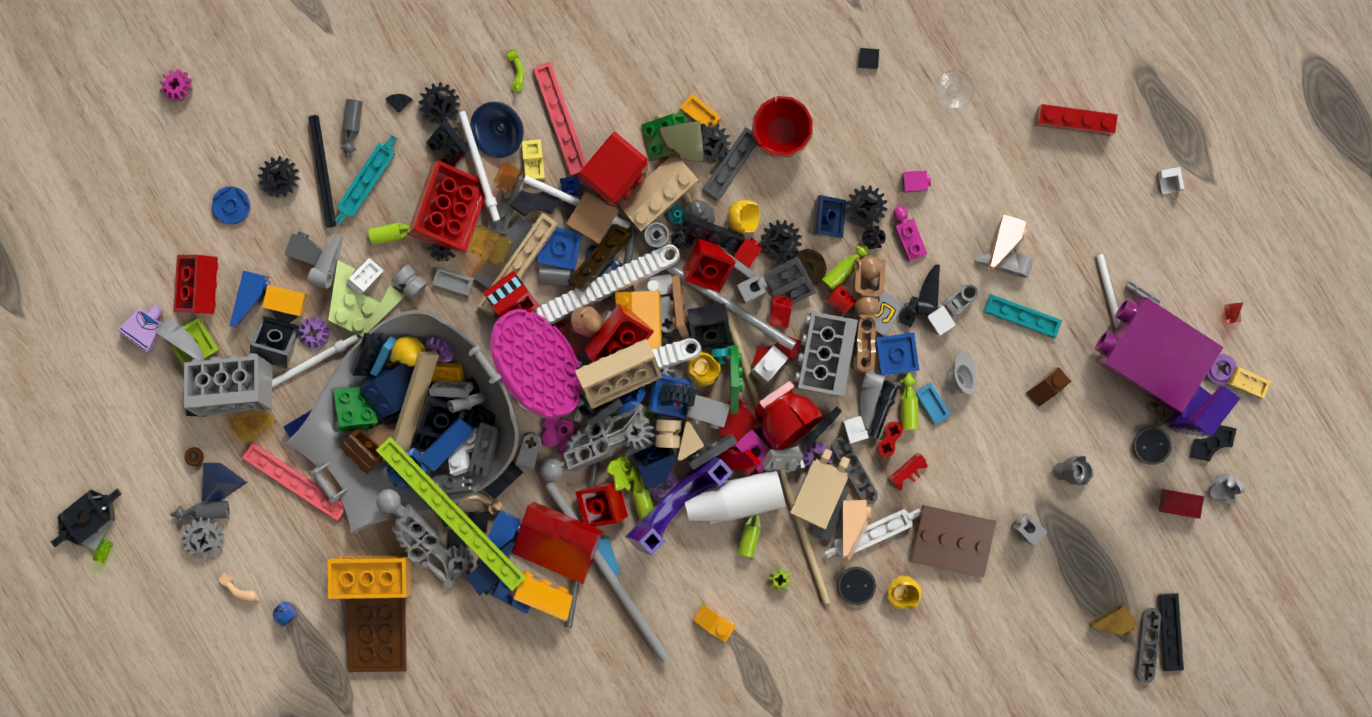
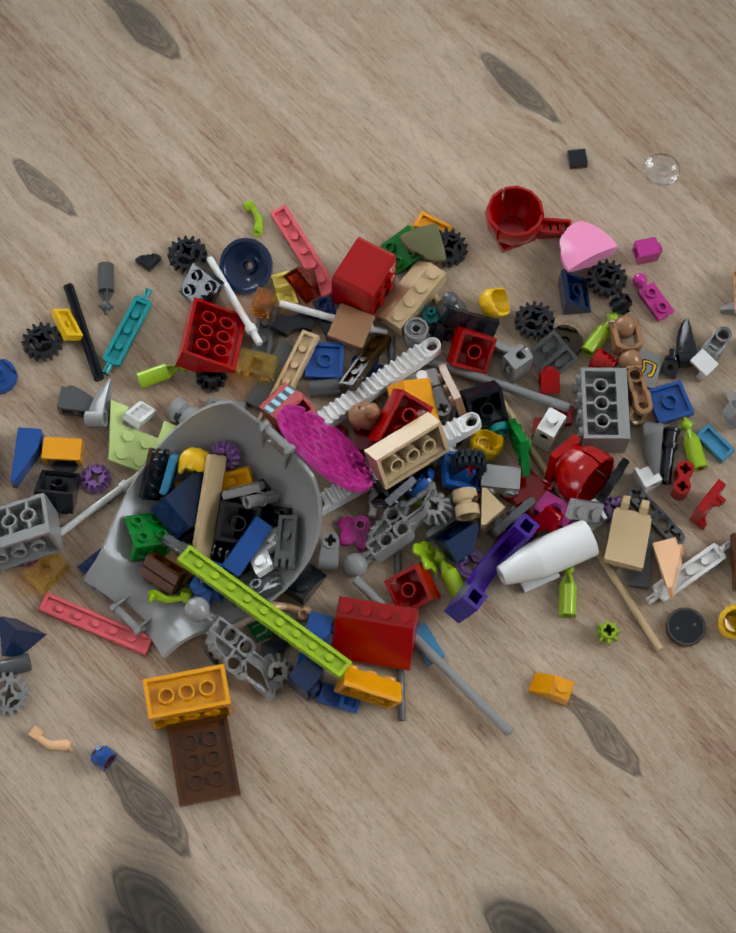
camera: 15 degrees left, 20 degrees down
(305, 162) = (66, 324): none -> yellow plate
(378, 430) = (174, 544): none -> dark grey pin
(381, 475) = (185, 595): none -> lime piece
(553, 159) = (304, 283): none -> clear red slope
(730, 164) = (472, 264): dark grey tile -> none
(748, 252) = (506, 333): red brick -> none
(841, 137) = (544, 233): none -> red slope
(849, 168) = (584, 246): none -> bright pink brick

